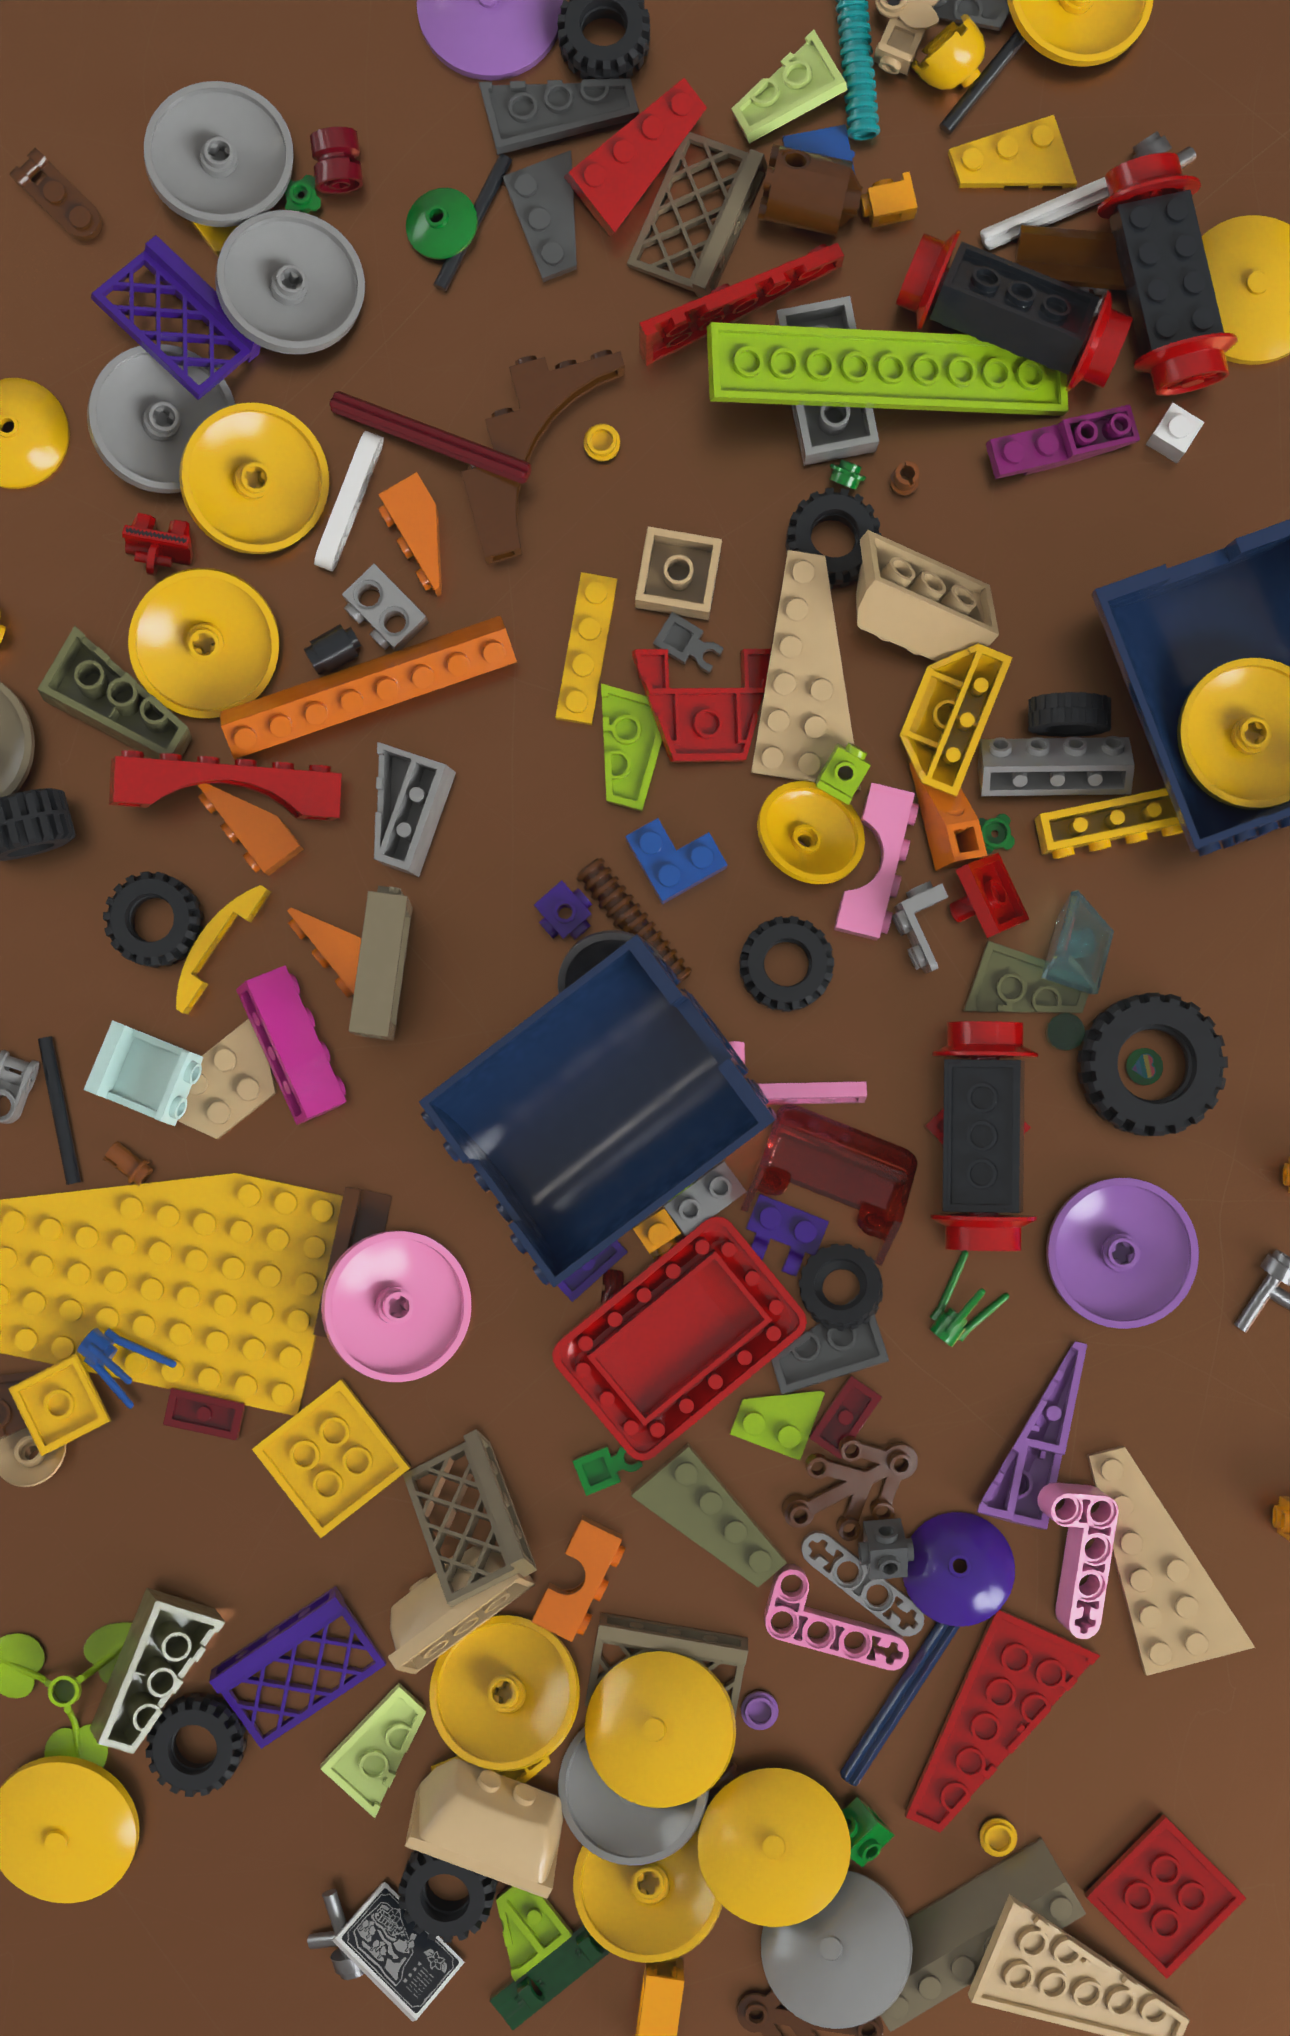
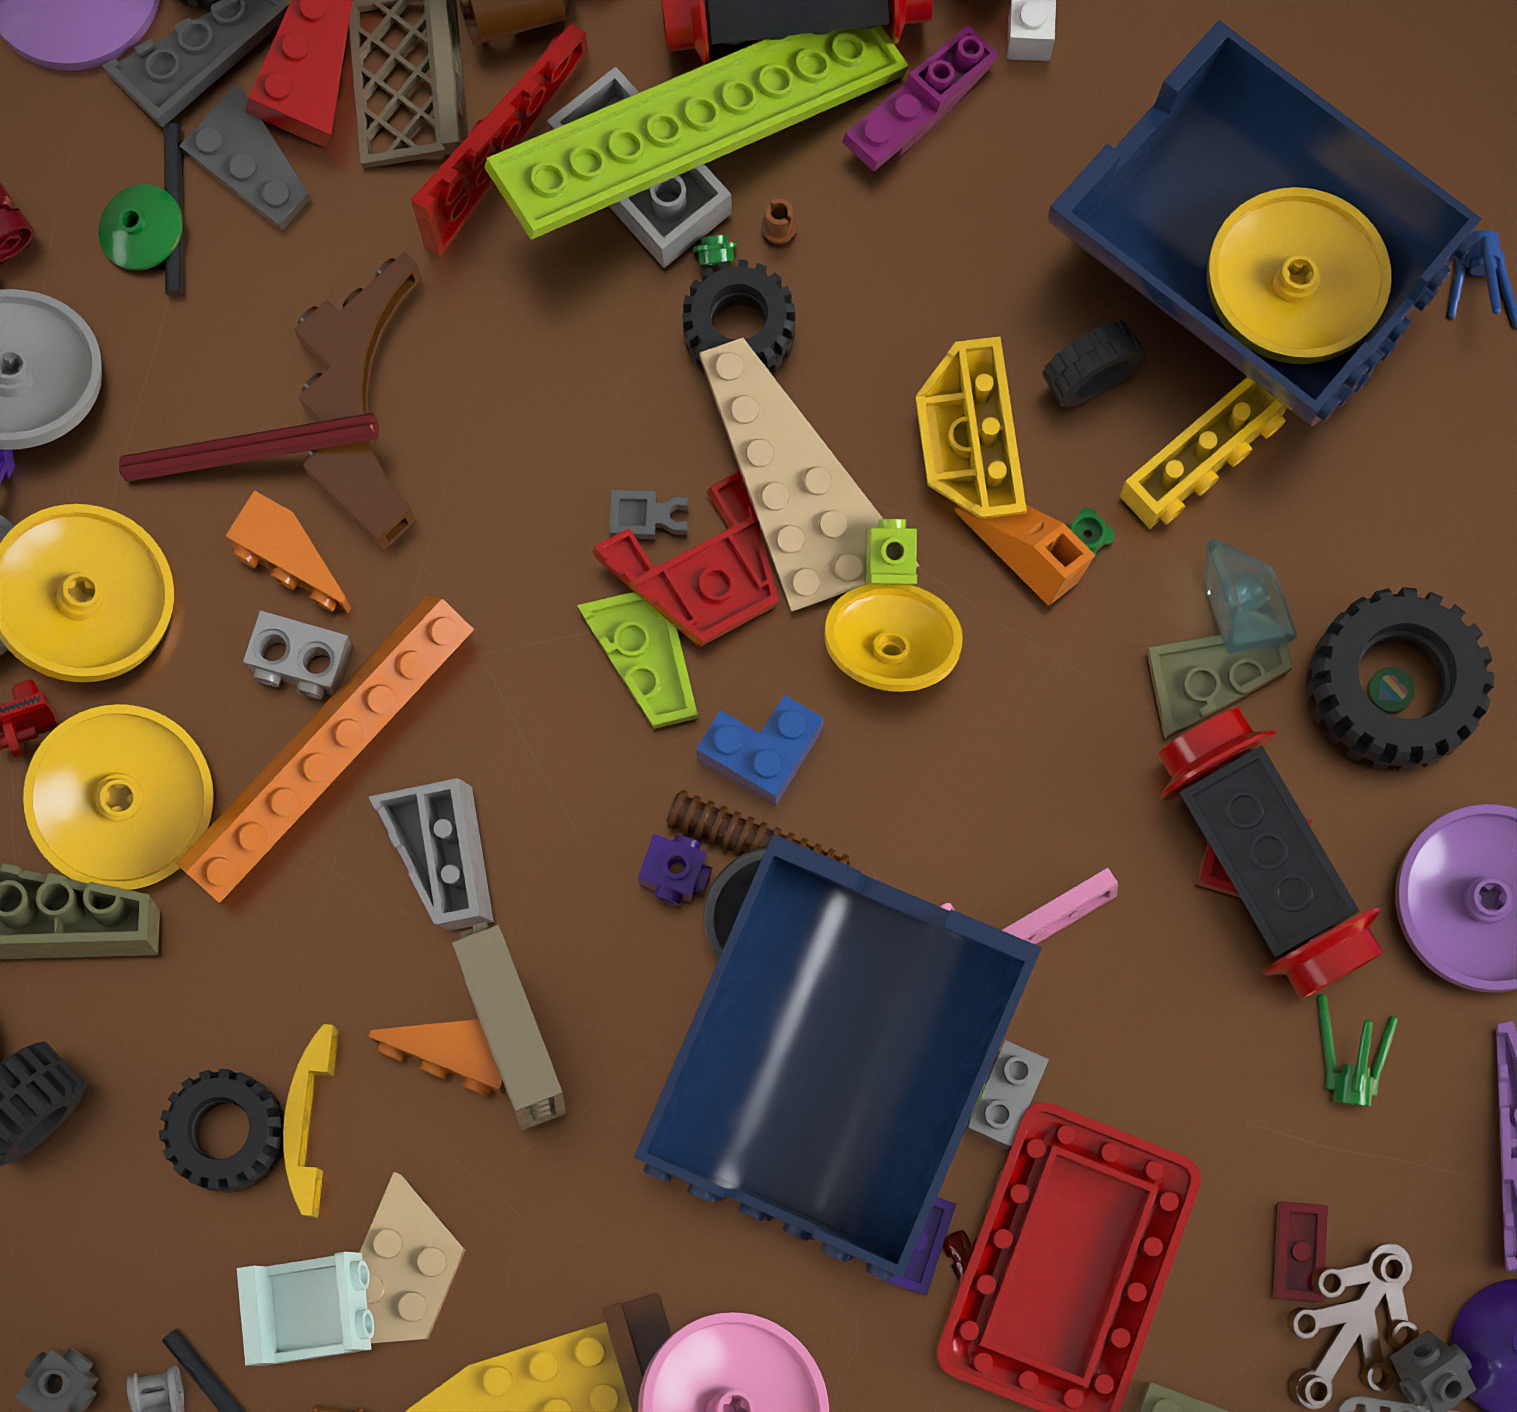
camera: 30 degrees left, 10 degrees down
(262, 833) = (288, 967): orange slope -> none
(291, 1044) = (453, 1183): dark pink brick -> none
(302, 793) = (314, 900): red arch -> none
(333, 649) = (264, 728): black brick -> none
(348, 501) = (196, 563): white beam -> none
(586, 648) = (540, 580): yellow plate -> none
(601, 442) = (436, 358): yellow plate -> none
(658, 1232) = (977, 1163): light orange brick -> none
(678, 573) = (595, 444): tan brick -> none
(778, 1421) = (1230, 1299): lime wing -> none
(788, 1226) = (1113, 1077): dark purple plate -> none
(819, 959) = (955, 753): black tyre -> none
(821, 1266) = (1202, 1073): black tyre -> none
(828, 1354) = (1242, 1183): dark grey wing -> none
(838, 1165) = (1134, 978): clear red windscreen -> none
(886, 816) = (964, 578): bright pink arch -> none
(907, 923) = (1054, 674): light grey bracket -> none
(921, 601) = (869, 333): tan windscreen -> none
(989, 896) = (1121, 599): red tile -> none
(1055, 766) = (1110, 427): light grey brick -> none
(1065, 1031) = (1286, 699): clear green tile -> none

